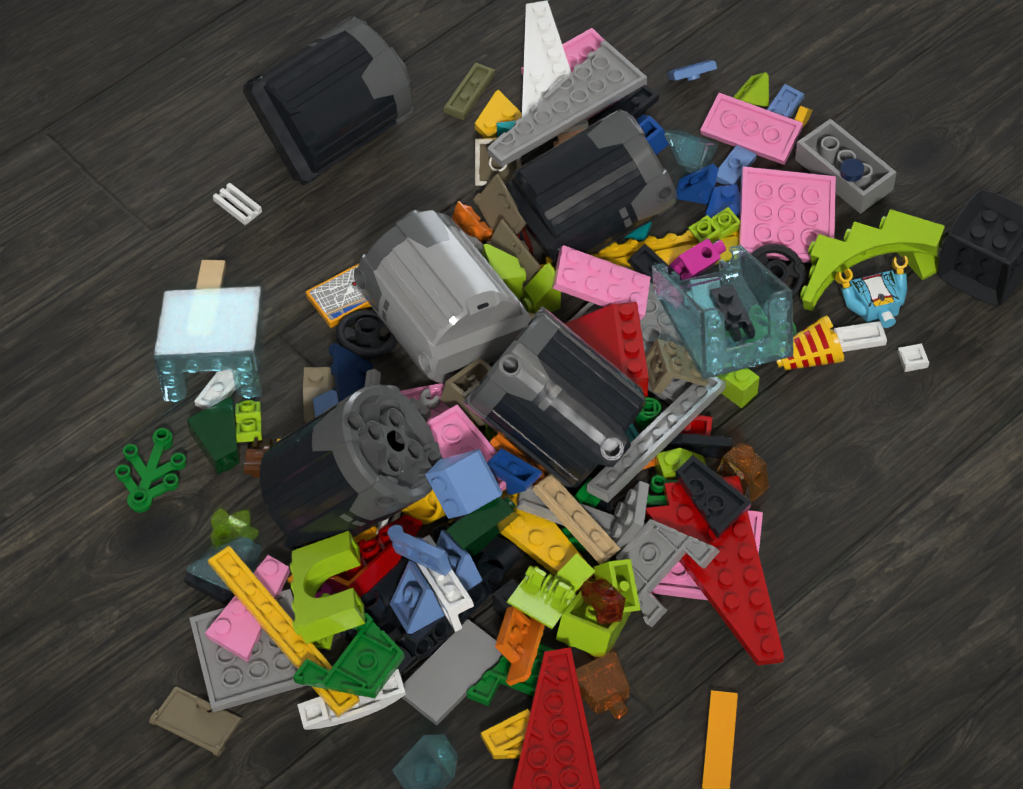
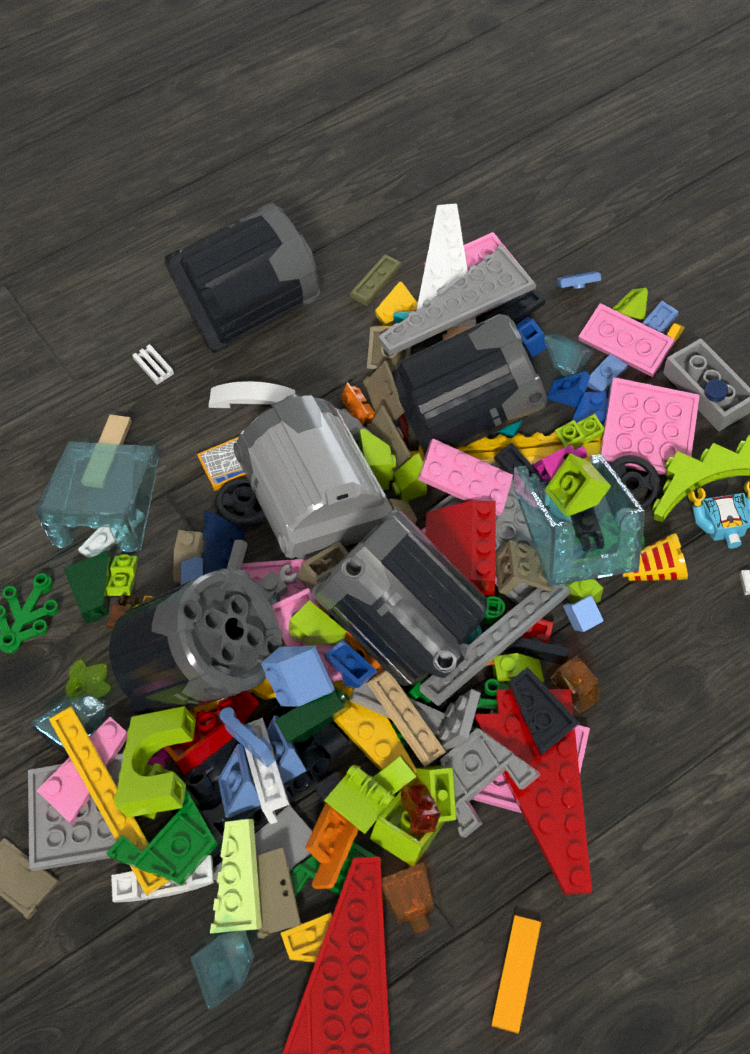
camera: 10 degrees right, 5 degrees up
(349, 223) = (247, 393): none -> white slope
(431, 693) = (238, 892): none -> yellowish green wing
(461, 699) = (276, 909): none -> dark tan door
(469, 435) = (315, 627): none -> lime slope
(719, 277) = (576, 486): none -> lime slope
(741, 405) = (583, 614): none -> light blue panel
(861, 336) = (706, 554): white tile -> none

